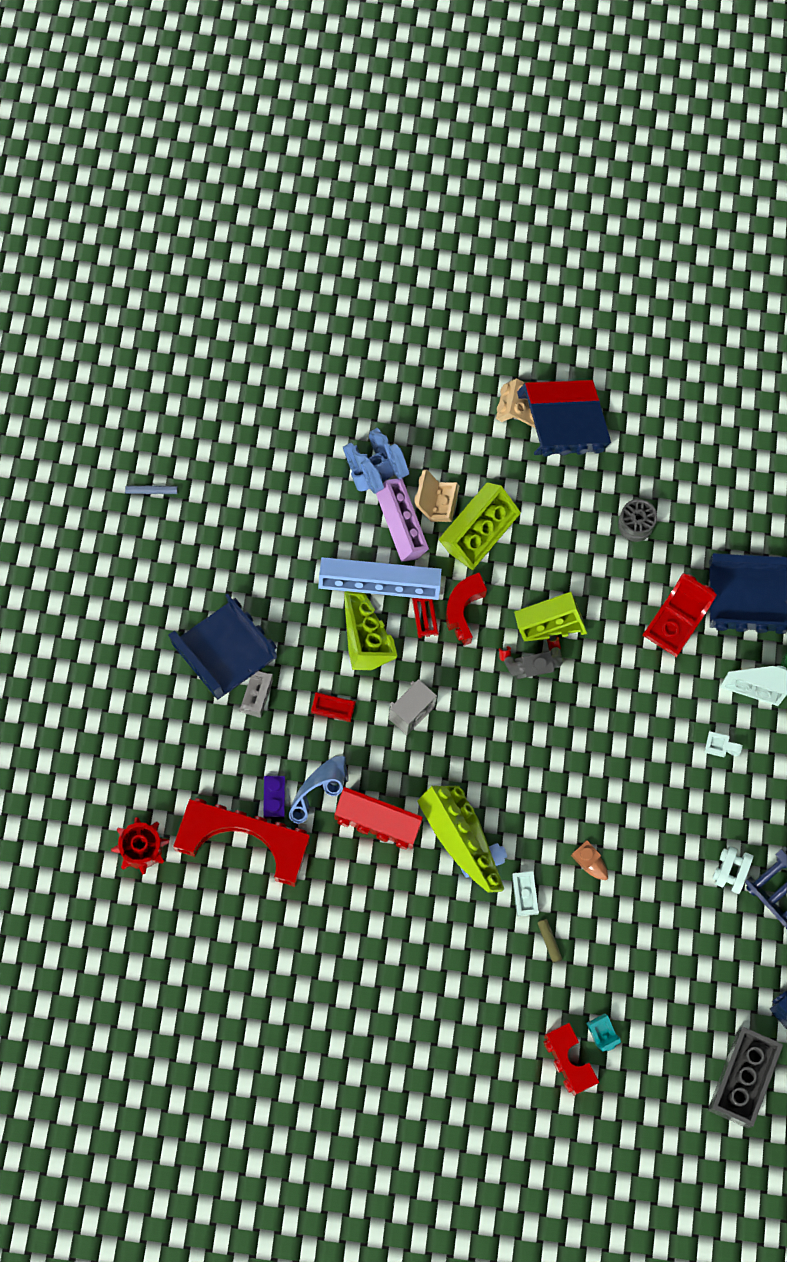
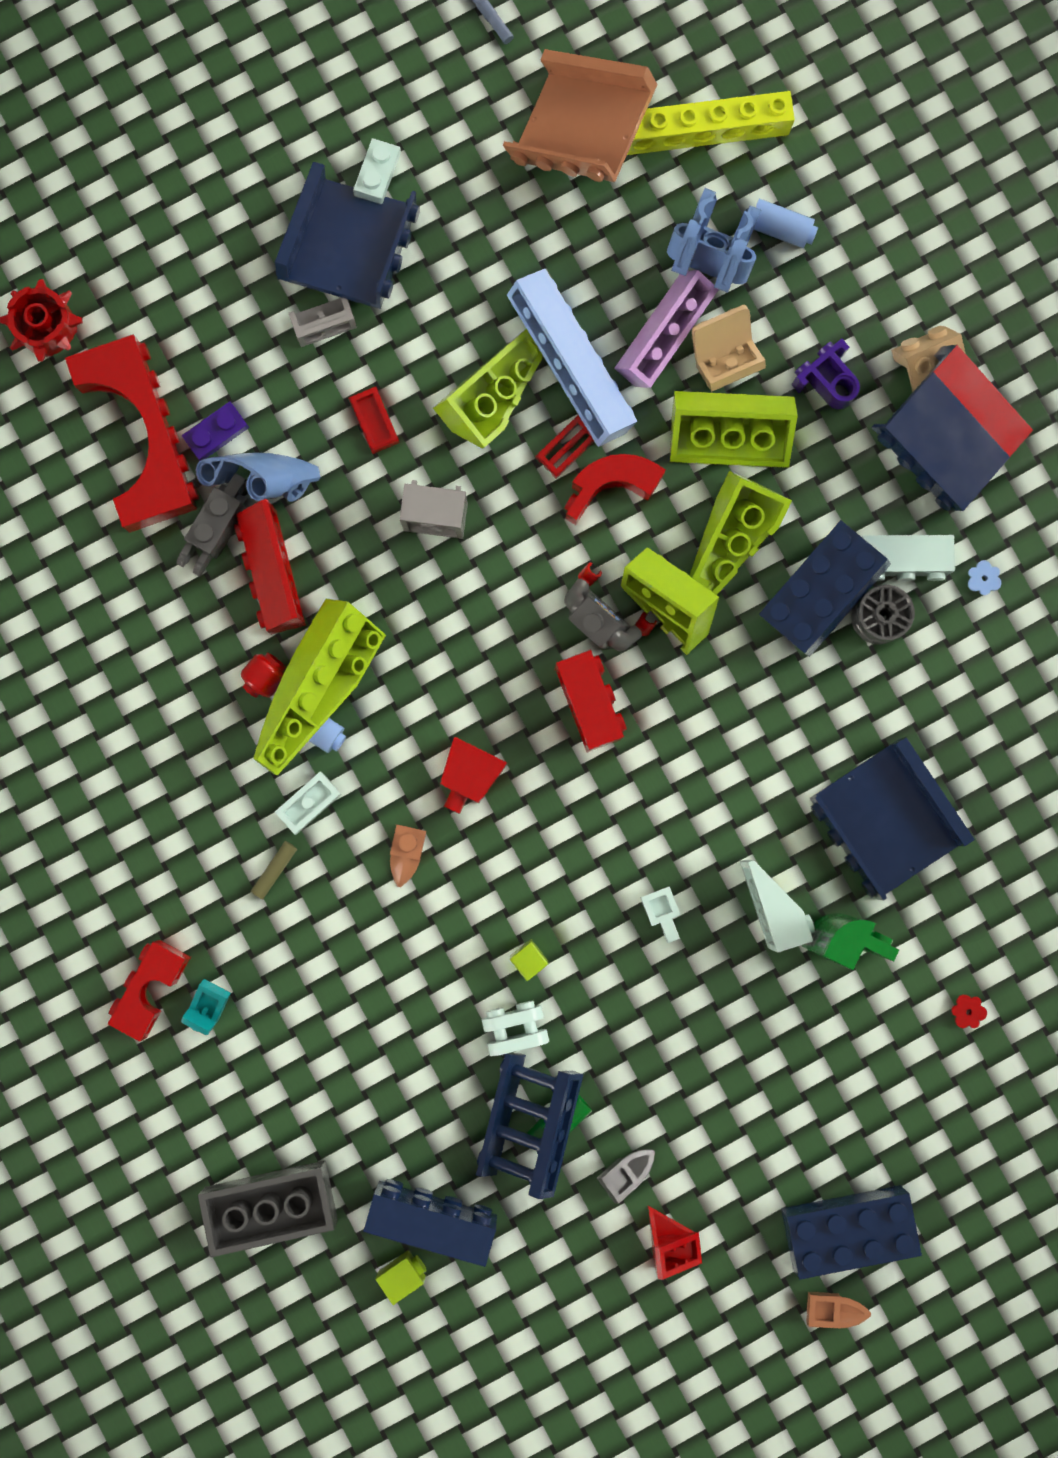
camera: 55 degrees right, 15 degrees up
(195, 607) = (377, 171): none -> light aqua plate
(255, 480) = (584, 116): none -> nougat panel
(302, 426) = (714, 122): none -> neon yellow brick
(329, 831) = (214, 524): none -> dark grey hinge
(390, 422) = (785, 224): none -> light blue brick
(435, 866) = (262, 675): none -> red head
(486, 459) = (827, 373): none -> dark purple pin
(534, 558) = (736, 527): none -> lime wedge
(571, 793) = (469, 774): none -> red torso
(578, 699) = (590, 700): none -> red brick
(604, 537) = (825, 588): none -> dark blue brick
(614, 488) = (916, 555): none -> light aqua brick
(653, 454) = (984, 569): none -> light blue plant
(680, 614) = (793, 751): red bracket -> none
(699, 833) = (528, 960): none -> lime piece

